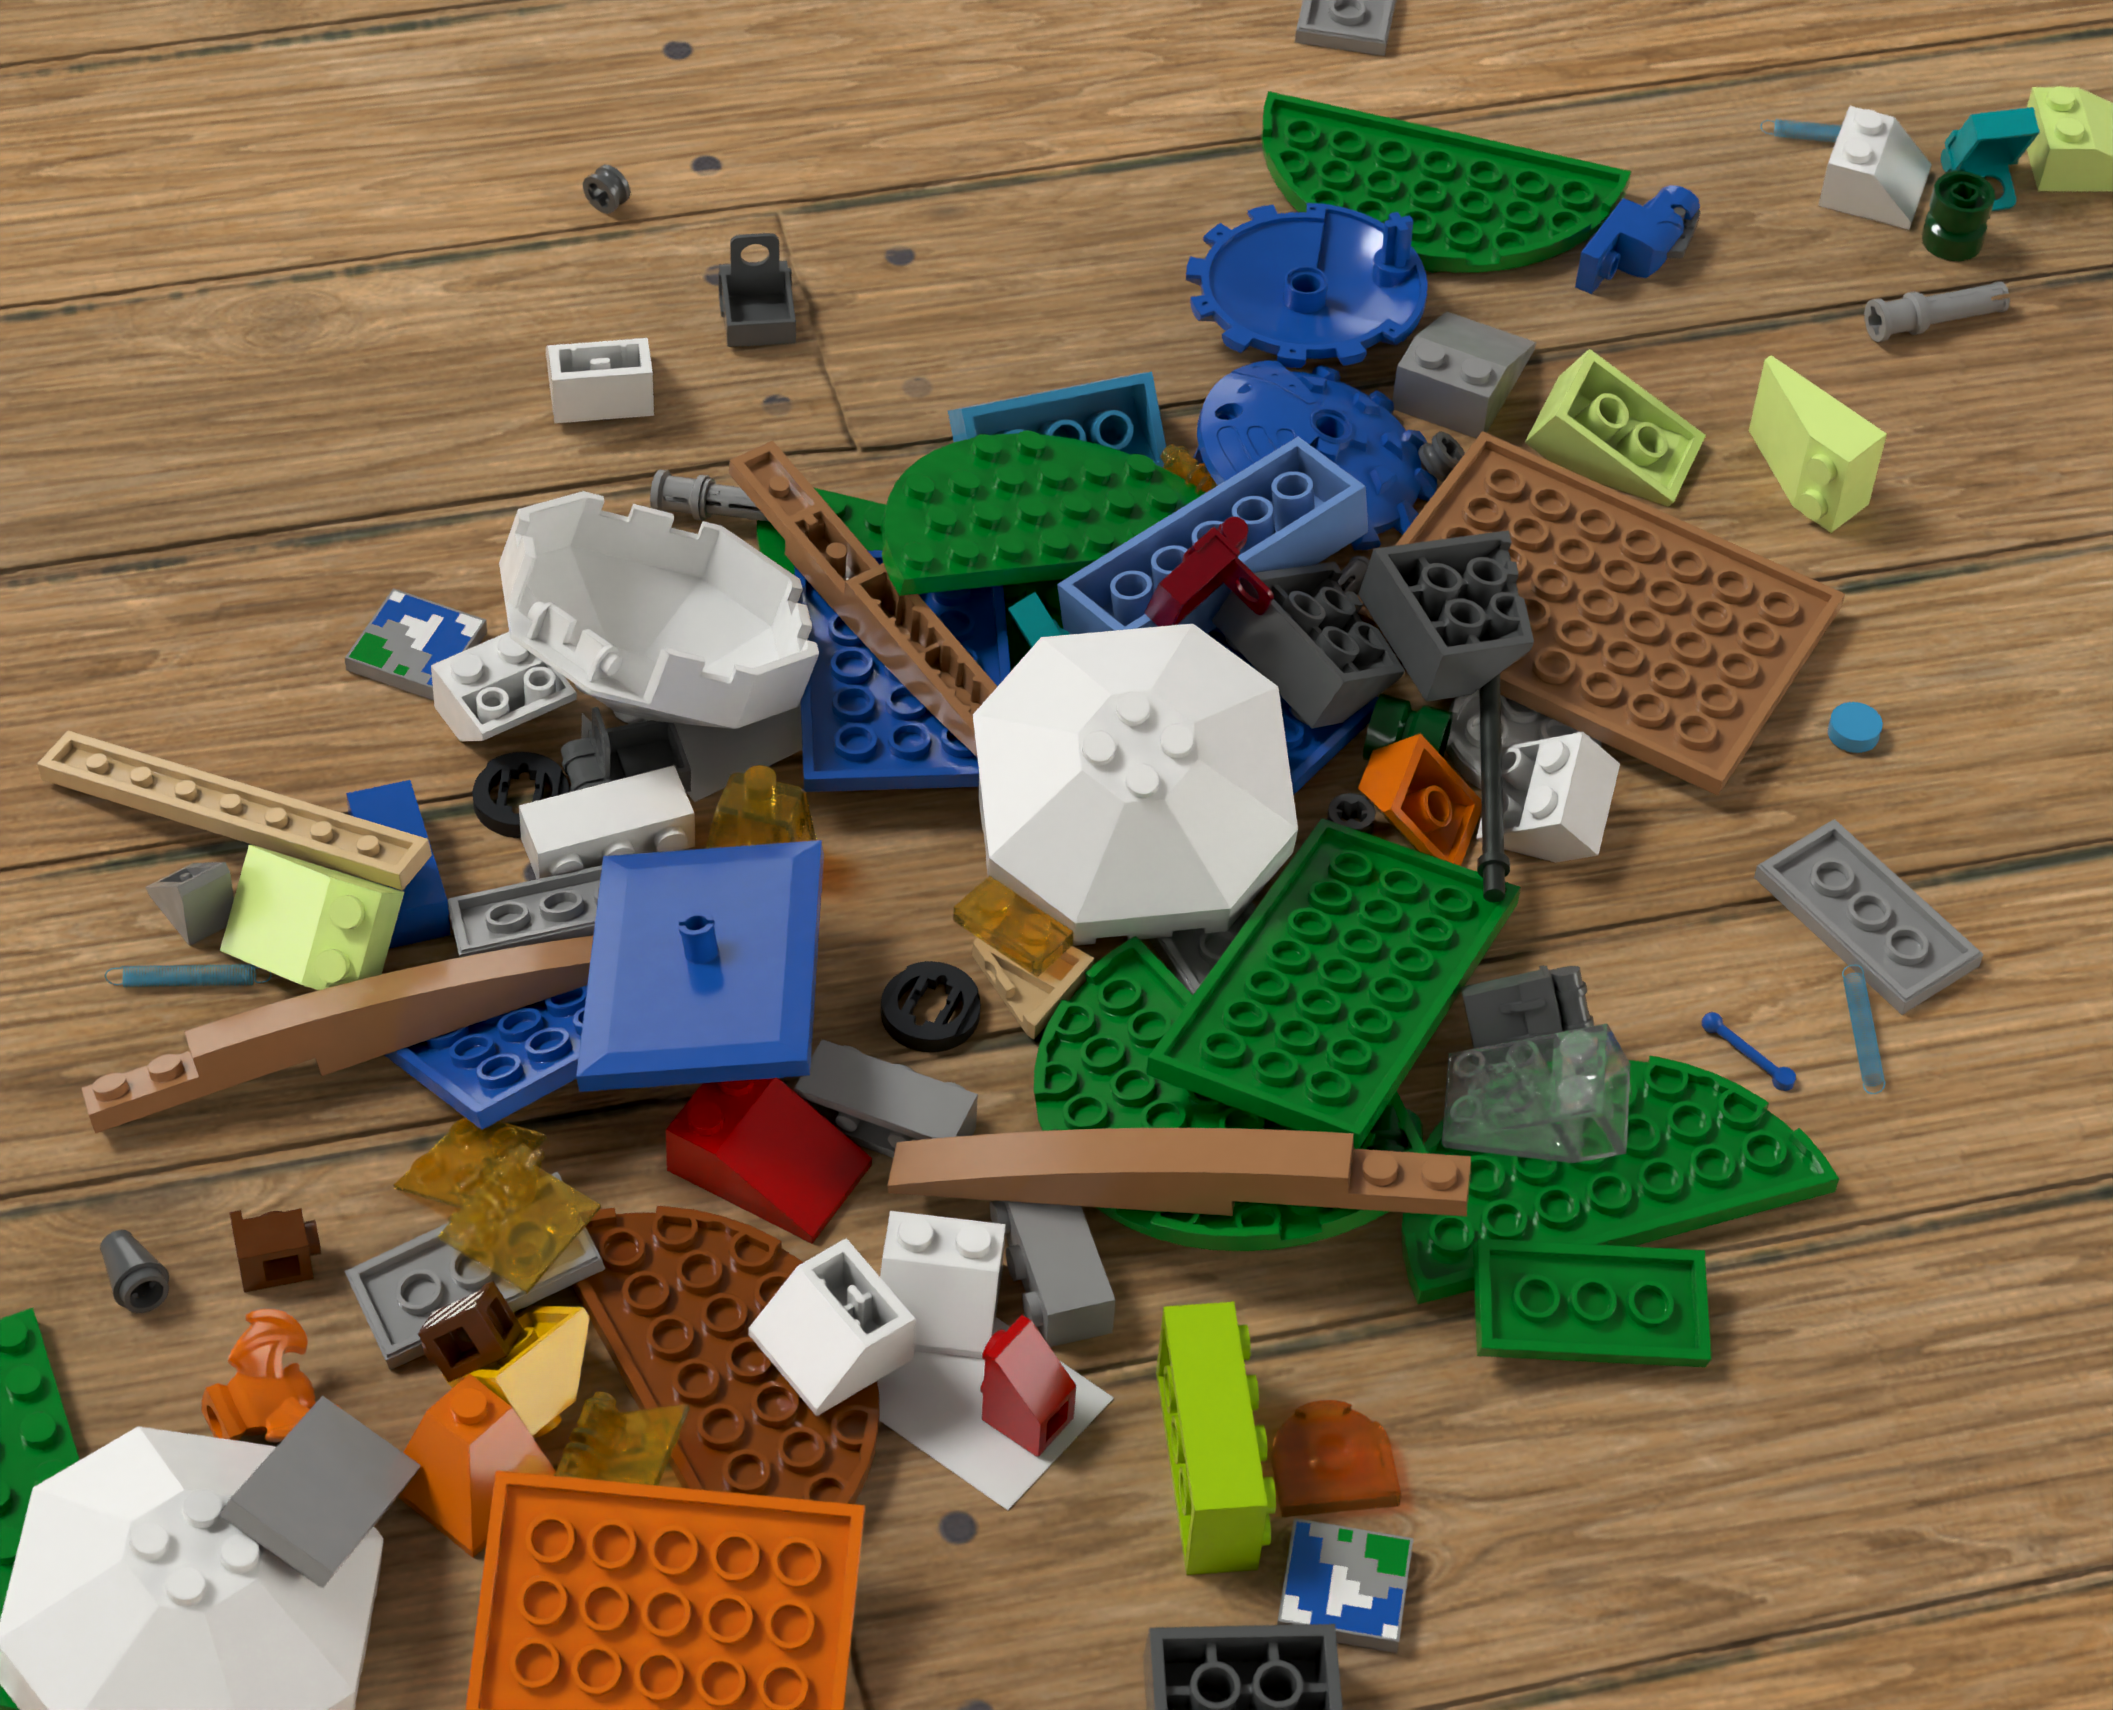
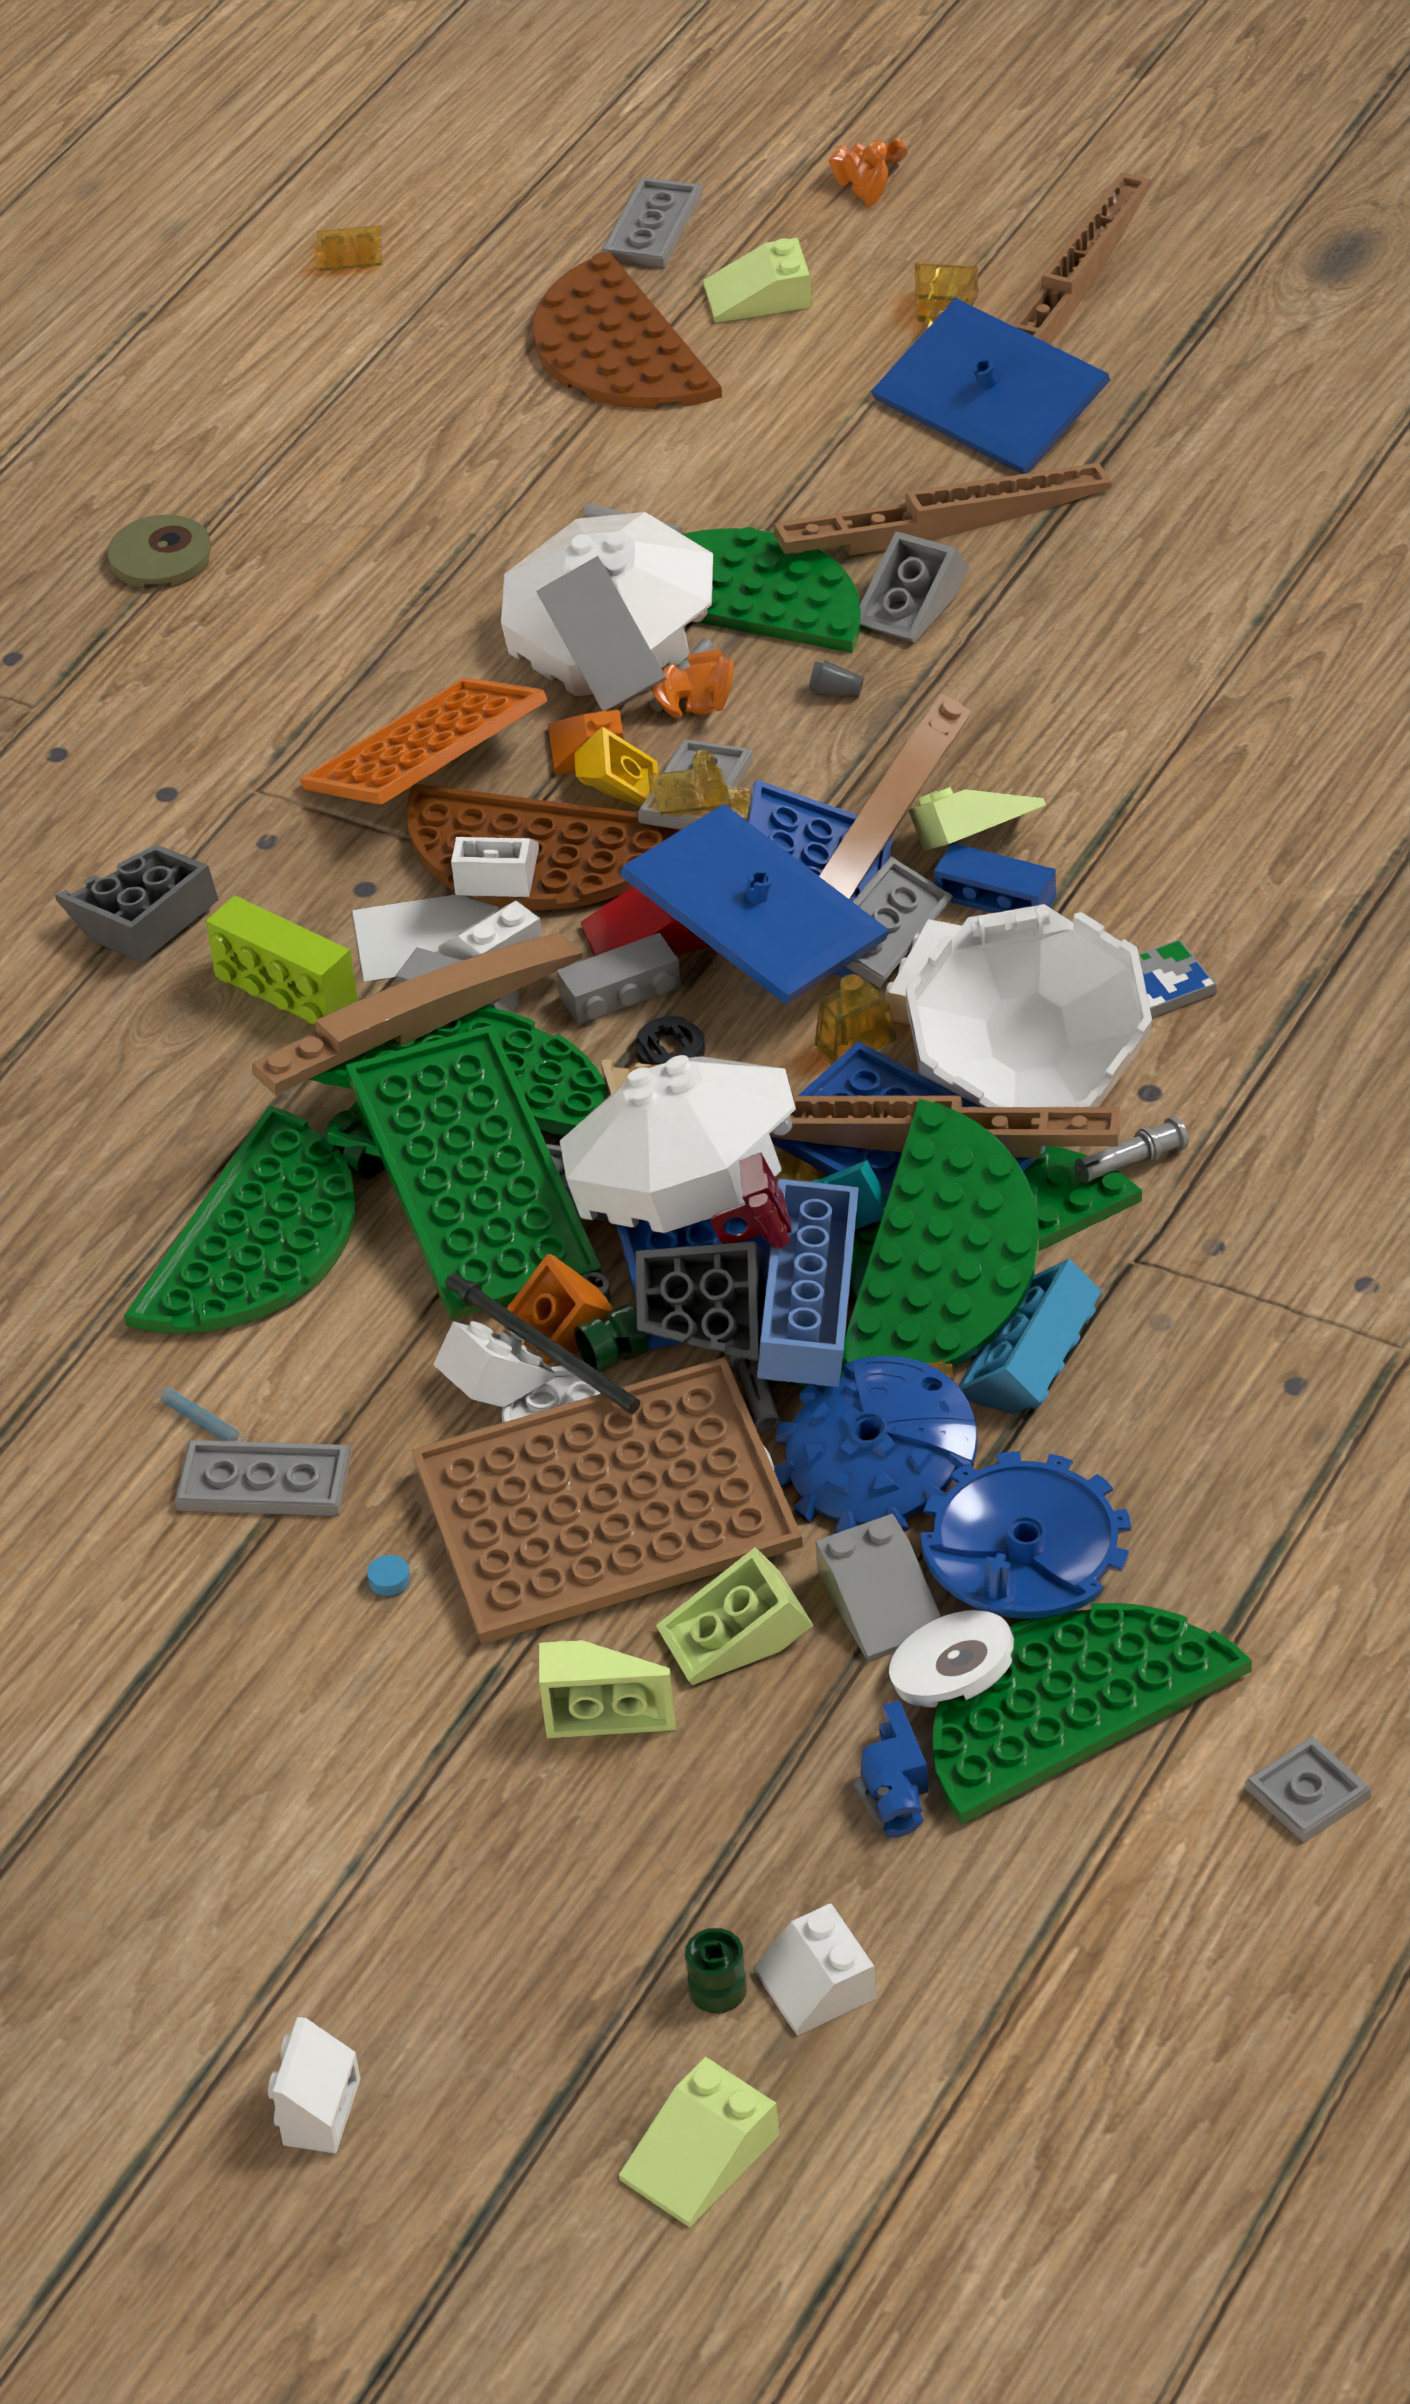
camera: 140 degrees right, 5 degrees down
(187, 979) = (1003, 787): medium azure piece -> none
(195, 899) = (1064, 801): light grey slope -> none
(235, 810) = (1090, 822): tan plate -> none
(274, 1248) = (792, 726): reddish brown brick -> none
(470, 1333) = (648, 748): reddish brown brick -> none
(600, 380) = (1307, 1151): white slope -> none
(623, 1444) = (531, 774): clear yellow hinge -> none
(756, 295) = (1308, 1270): dark grey piece -> none
(1026, 1387) = (388, 920): red slope -> none
(1333, 1461) = (230, 1030): clear orange tile -> none
(1347, 1581) = (165, 991): tile -> none
(1441, 455) = (824, 1521): dark grey bush -> none
(1449, 610) = (651, 1363): dark grey wedge -> none
(1491, 258) = (952, 1658): none -> white tile
(1526, 1006) = (357, 1247): dark grey piece -> none
(1540, 1097) = (304, 1209): clear slope -> none
(1591, 1303) = (180, 1160): green plate -> none
(1783, 1077) = (216, 1361): blue hinge -> none
(1826, 130) = (919, 1972): medium azure piece -> none
(1917, 312) = (663, 1884): light grey pin -> none
(1989, 145) = (752, 2032): teal piece -> none

